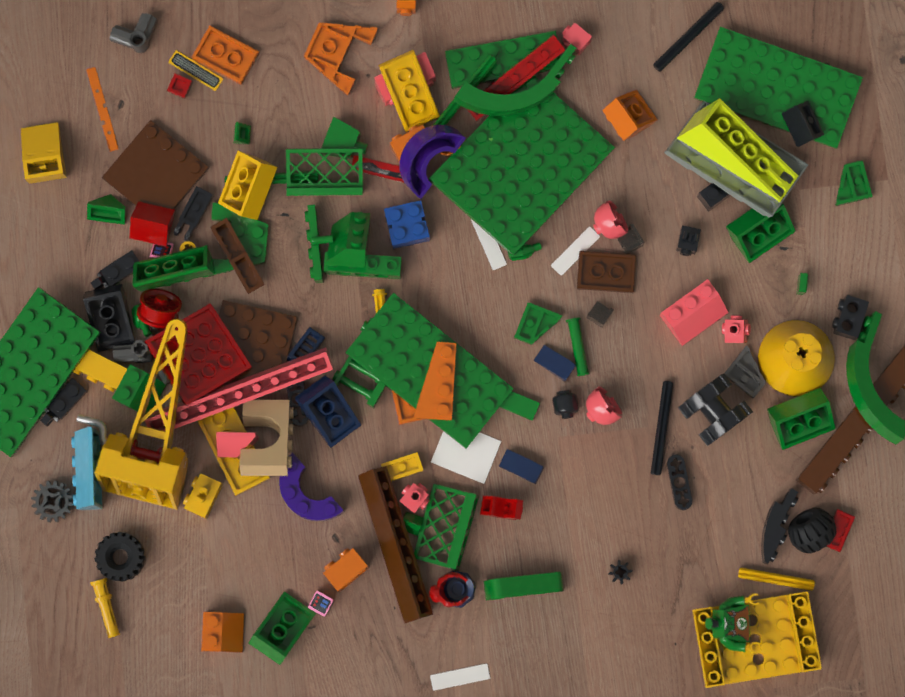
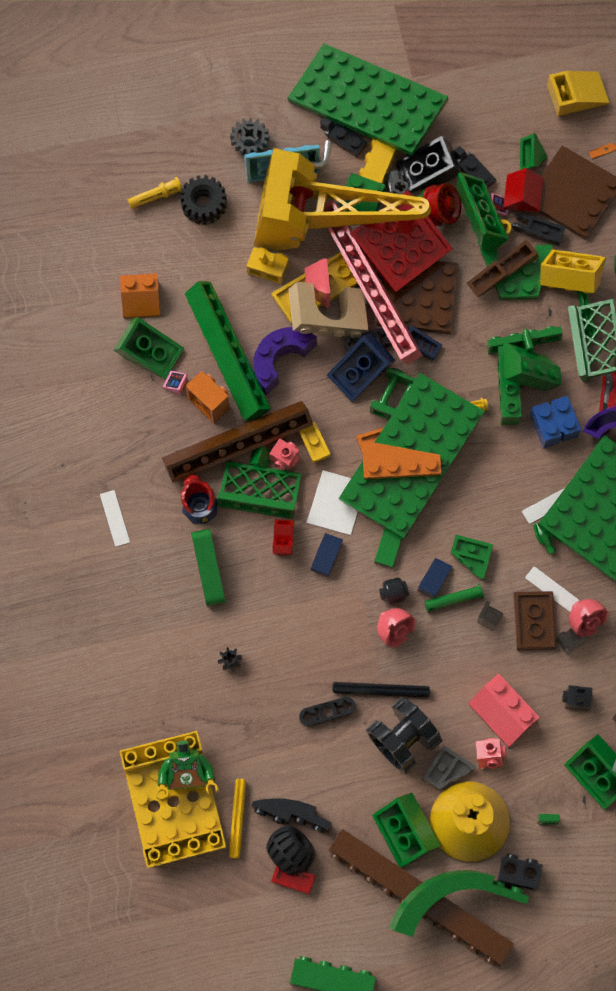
camera: 85 degrees right, 10 degrees down
(295, 546) = (227, 351): none -> green brick

